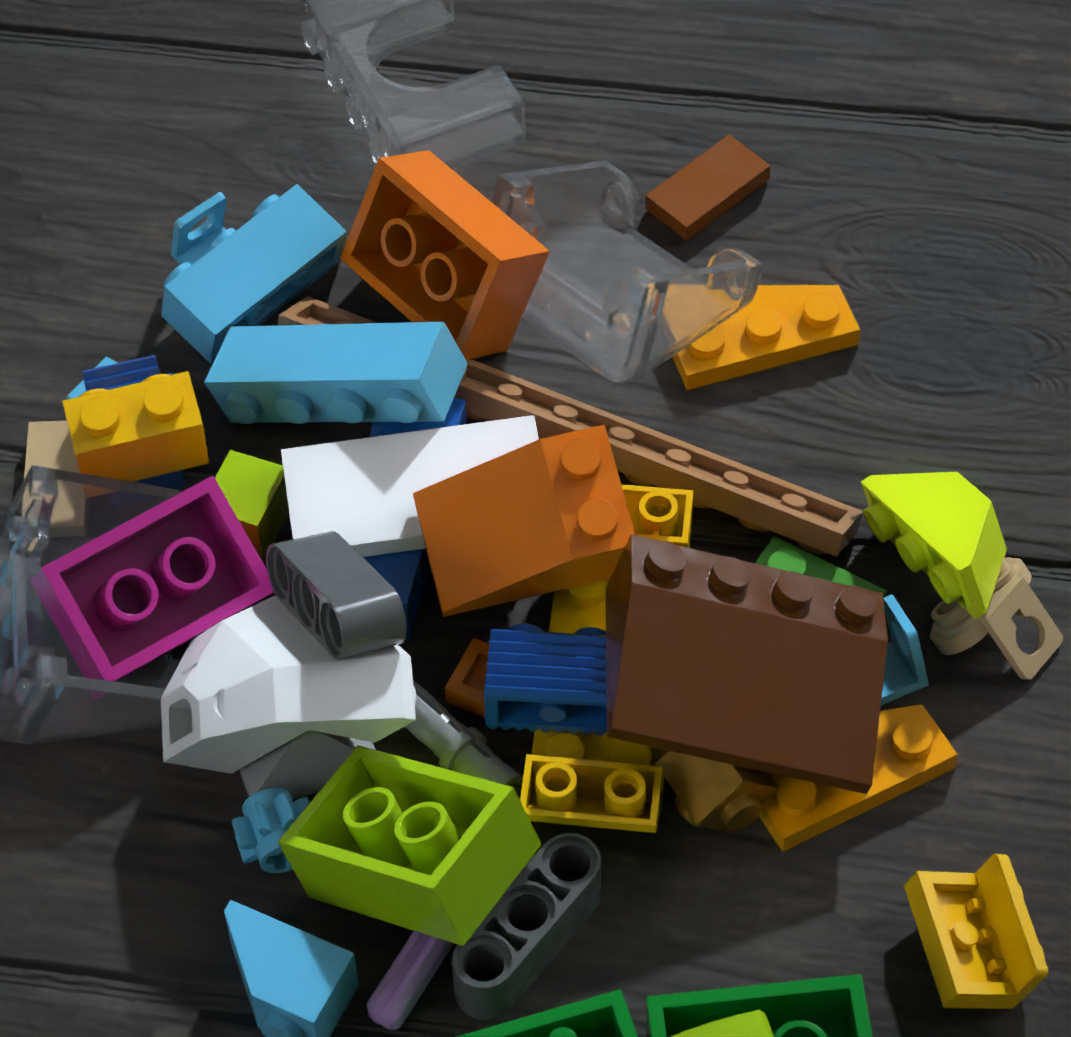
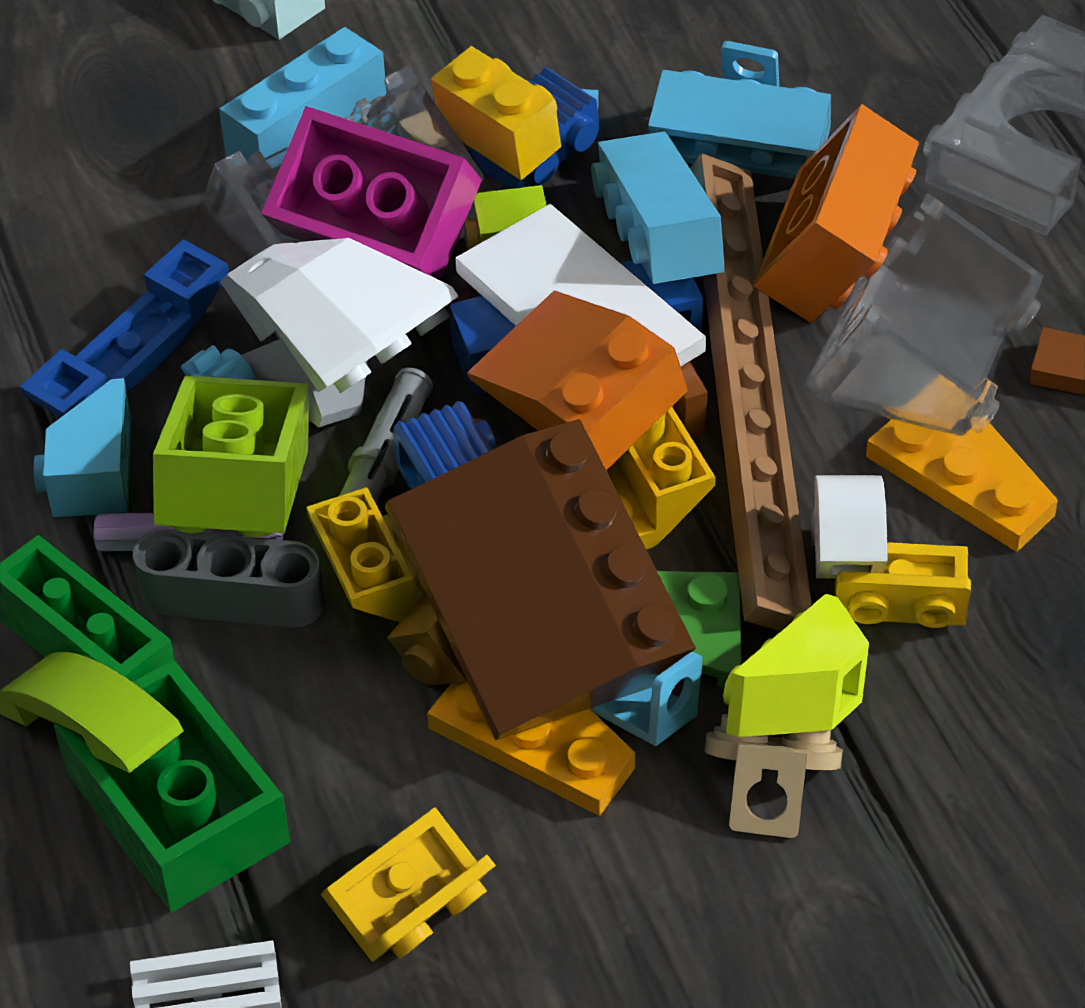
camera: 60 degrees right, 5 degrees down
(145, 878) = (140, 338): none -> blue slope
(336, 594) = (404, 280): dark grey beam -> none
(809, 422) = (849, 524): none -> white brick
(861, 431) = (917, 586): none -> yellow bracket

